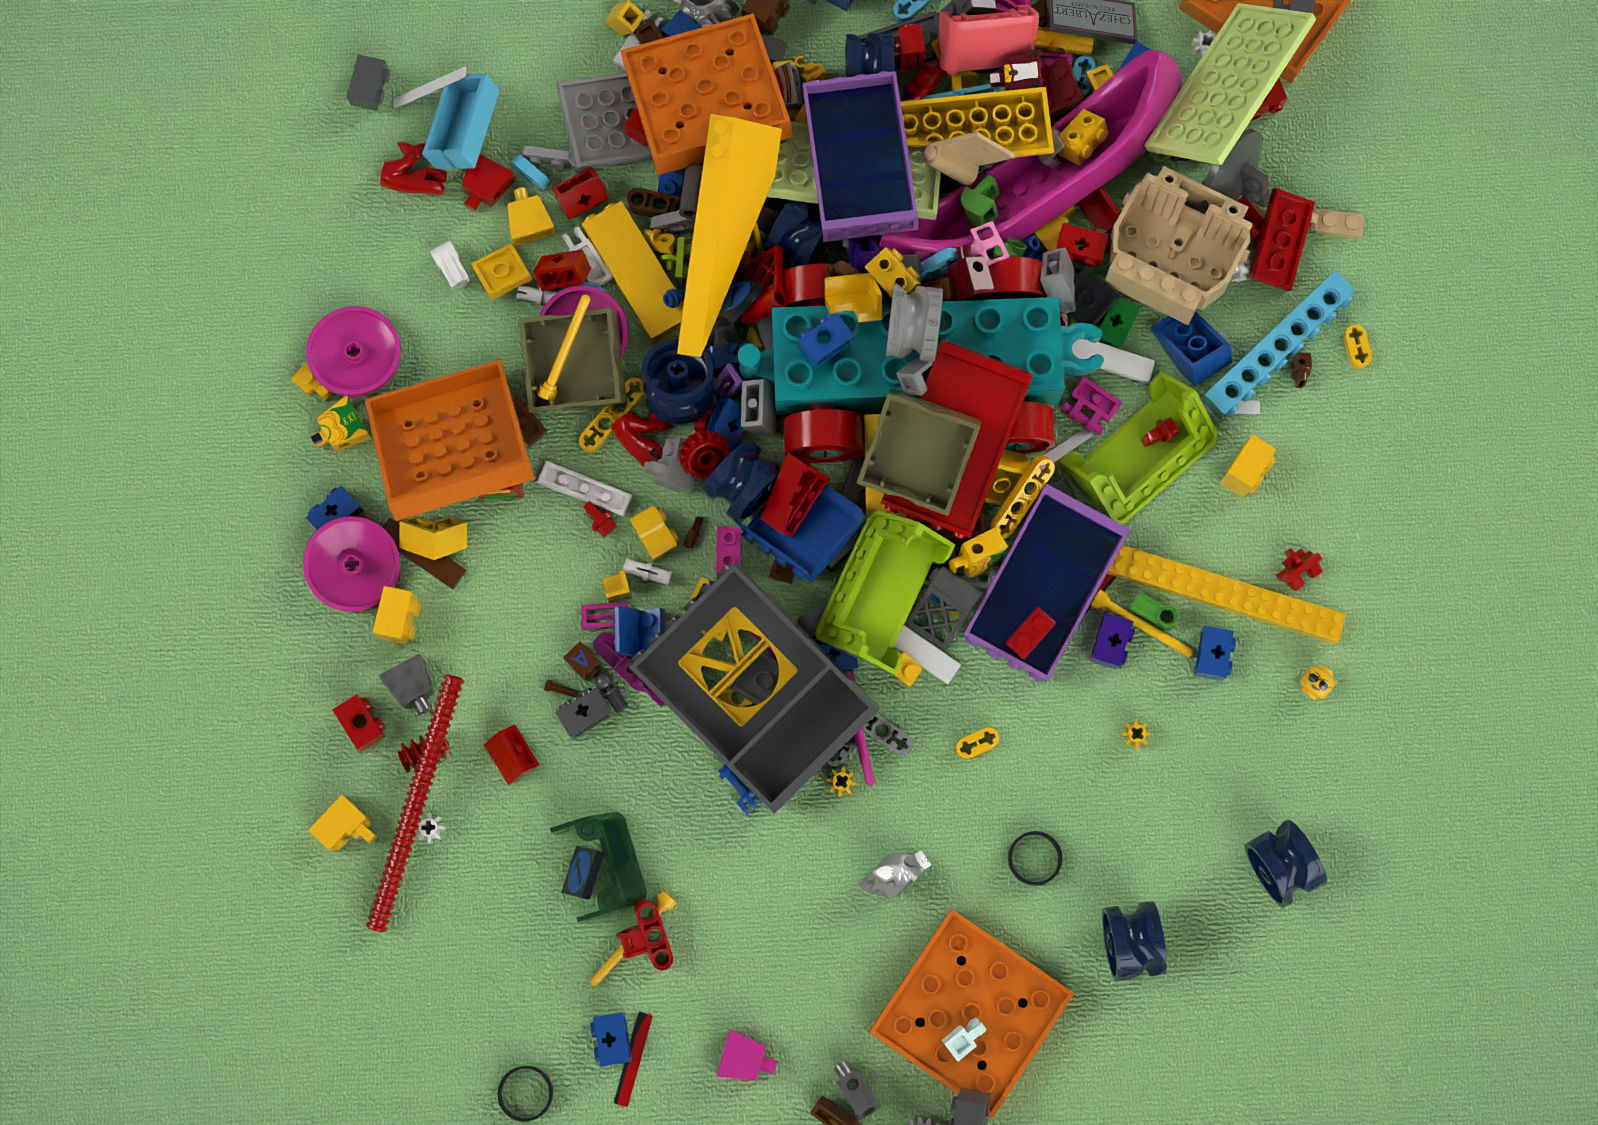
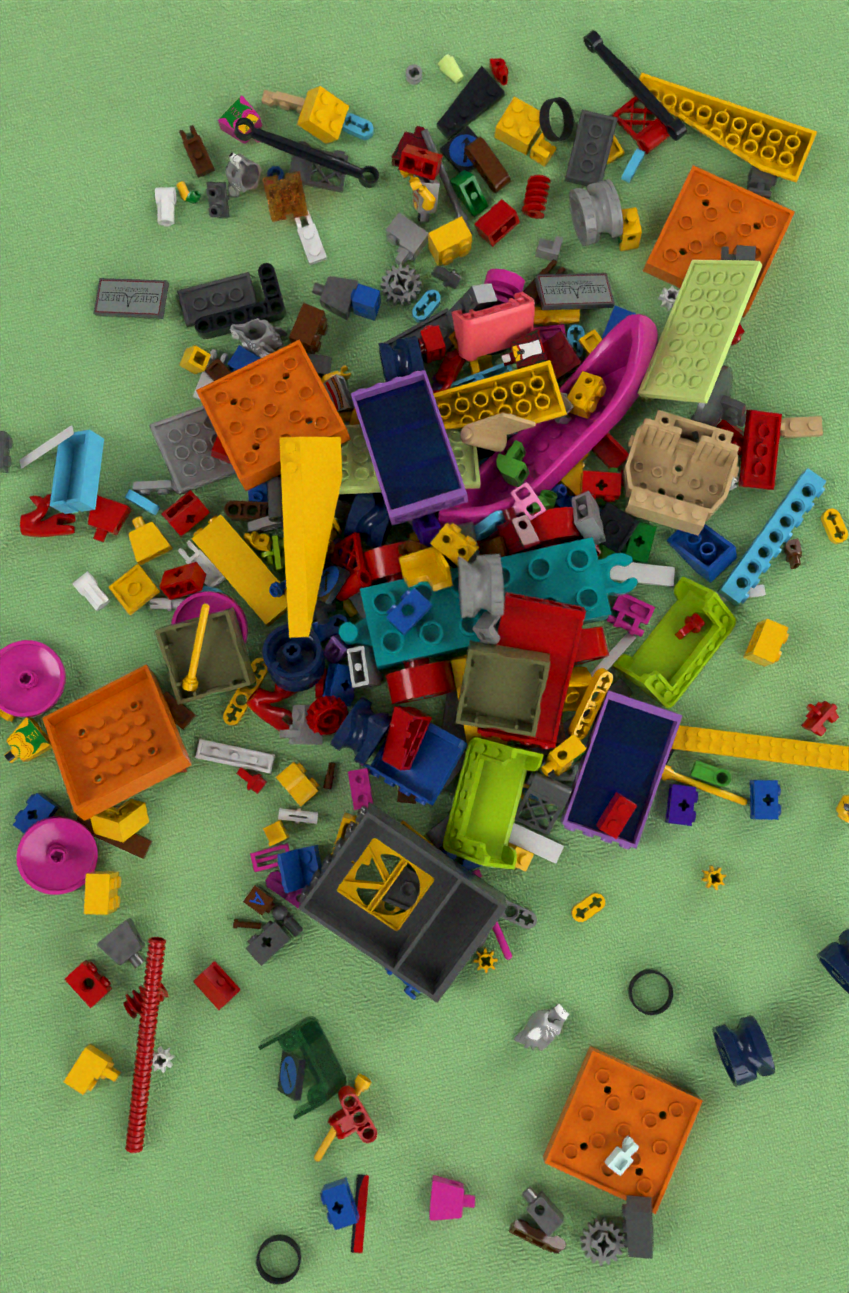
camera: 10 degrees left, 5 degrees up
(814, 72) = (358, 380): yellow gear -> none

